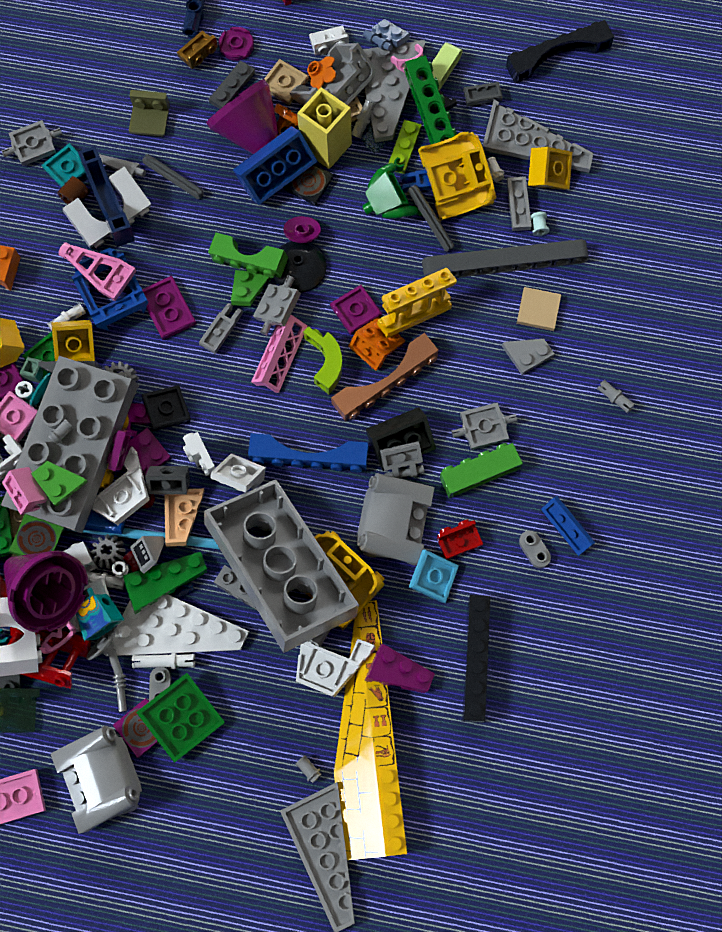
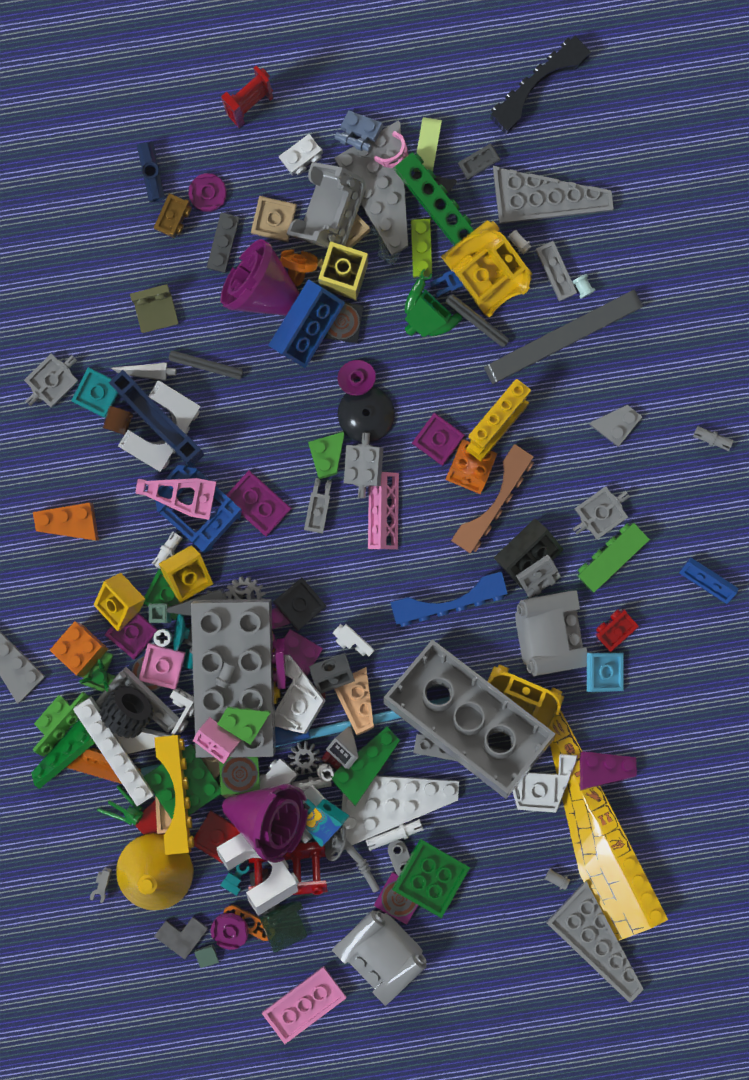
camera: 20 degrees left, 15 degrees up
(45, 648) = (293, 866): bright pink helmet -> none
(239, 473) = (395, 645): white plate -> none
(269, 261) = (341, 425): bright green arch -> none
(321, 72) = (312, 198): orange plate -> none
(331, 371) = (439, 504): lime arch -> none
(363, 119) = (371, 236): light grey pin -> none
(476, 659) = (669, 732): black arch -> none
(533, 549) = (686, 612): light grey plate -> none
(538, 309) = (611, 374): tan tile -> none
(550, 168) = (575, 225): yellow slope -> none

